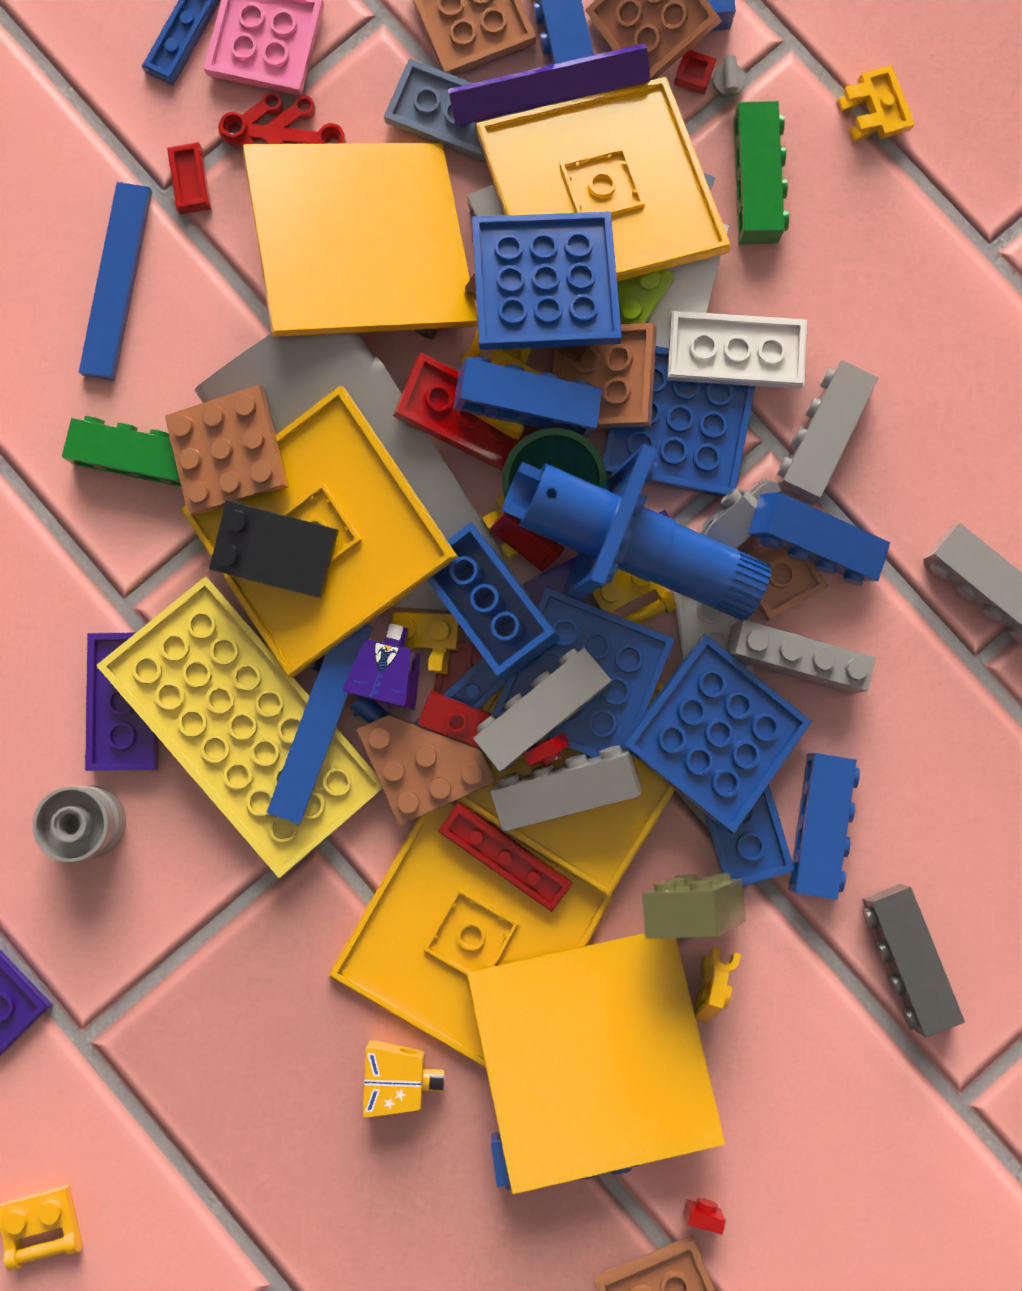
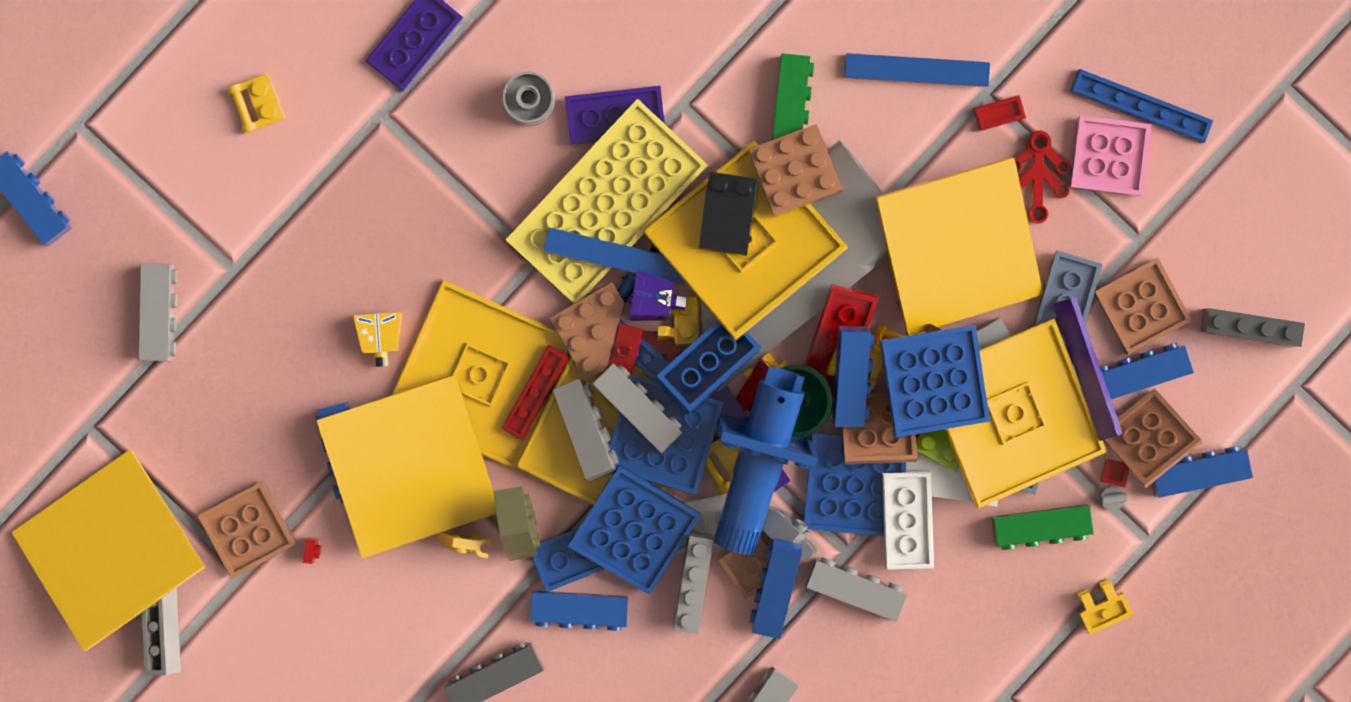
camera: 80 degrees right, 5 degrees up
(547, 751) = (610, 414): red plate -> none

